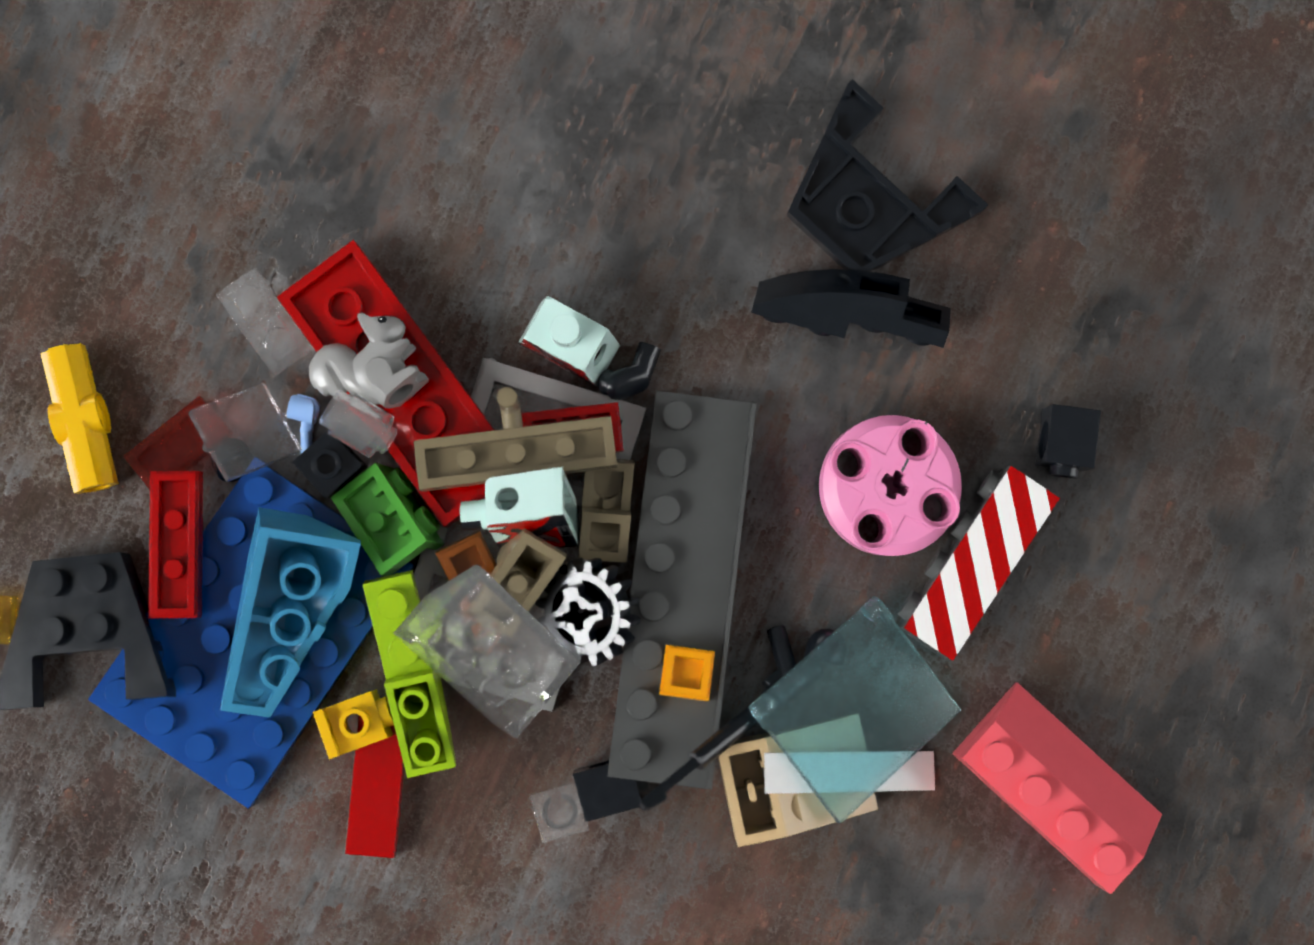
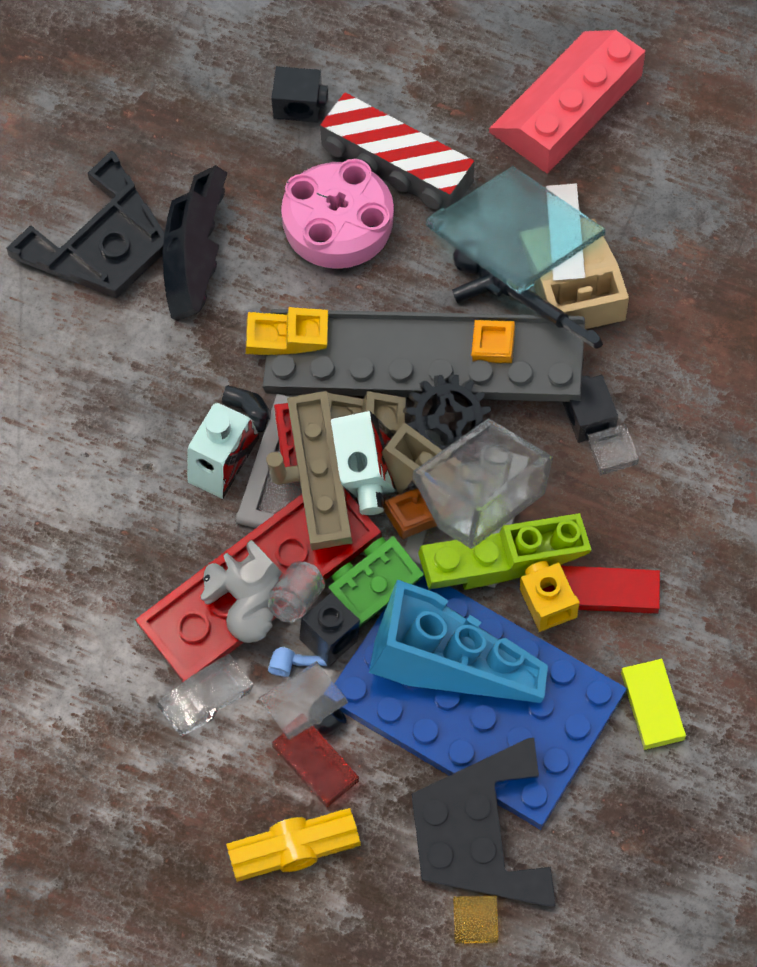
camera: 85 degrees left, 20 degrees down
(175, 544) = (403, 748): red tile -> none
(230, 838) = (653, 704): none -> neon yellow tile
(721, 420) = (292, 333): none -> yellow slope

